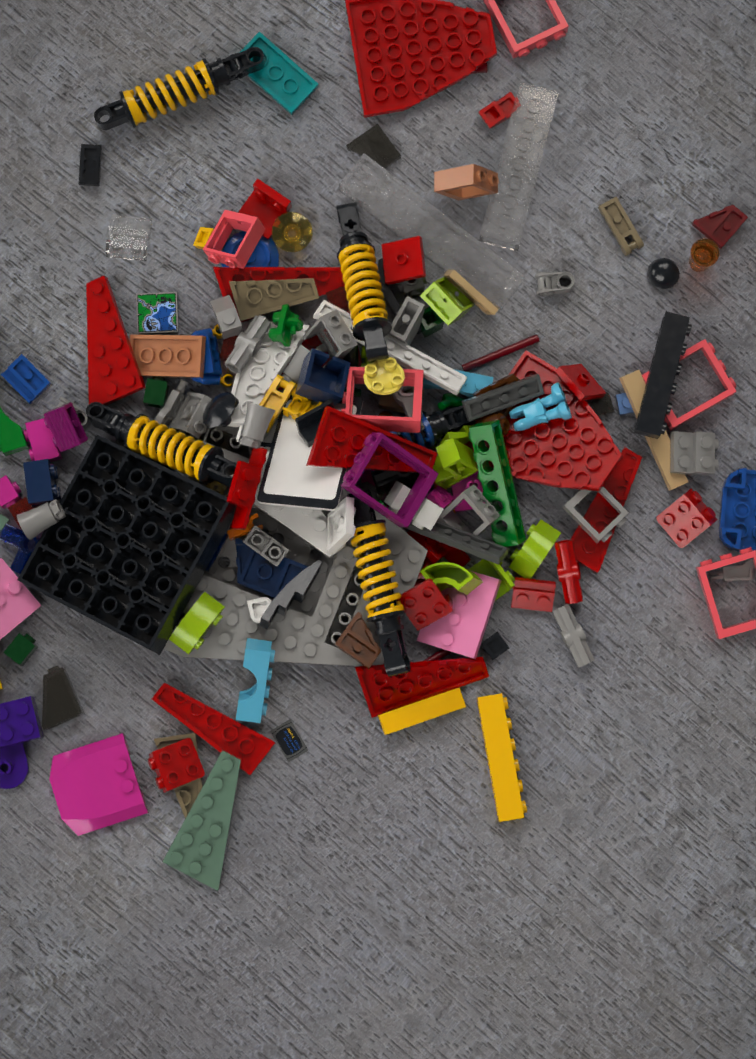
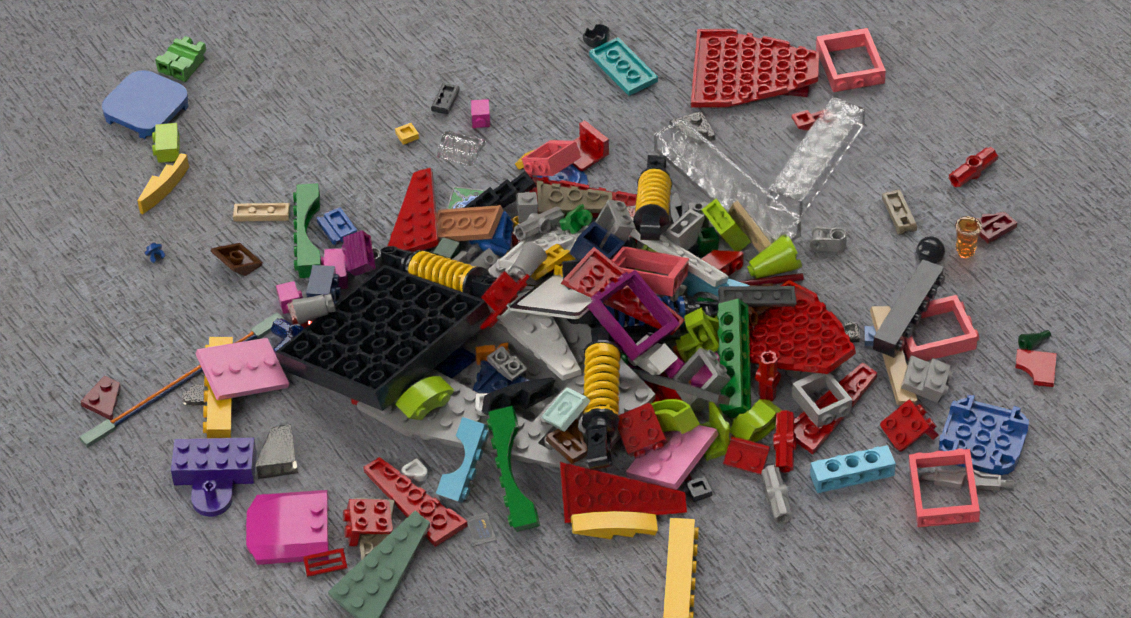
camera: 20 degrees right, 35 degrees down
(21, 648) = (259, 410): dark green brick -> none
(62, 227) = (407, 133): none -> yellow plate
(136, 181) = (480, 113): none -> dark pink brick
(145, 820) = (326, 570): none -> red tile
(177, 90) = (537, 57): piece -> none
(193, 304) = (504, 193): none -> black slope
(203, 685) = (415, 470): none -> white tile
(220, 410) = (498, 253): black dish -> none
(234, 35) = (597, 36): none -> black hair
(292, 222) = (603, 166): clear yellow dish -> none
(327, 718) = (505, 429): none -> green arch
(340, 524) = (580, 342): white plate -> none
(347, 609) = (565, 409): none -> light aqua tile
(384, 376) = (651, 251): light yellow dish -> none
(403, 260) = (695, 191): red plate -> none
(449, 343) = (725, 261): none -> red slope
(466, 182) = (754, 158): nougat window -> none
(506, 328) = (775, 259): none -> lime cone
(536, 412) = (789, 313): medium azure piece -> none
(536, 500) = (767, 376): none -> red piece
(580, 382) = (833, 304): red plate -> none
(671, 572) = (852, 469): none -> medium azure brick
(693, 136) = (973, 167): none -> red piece

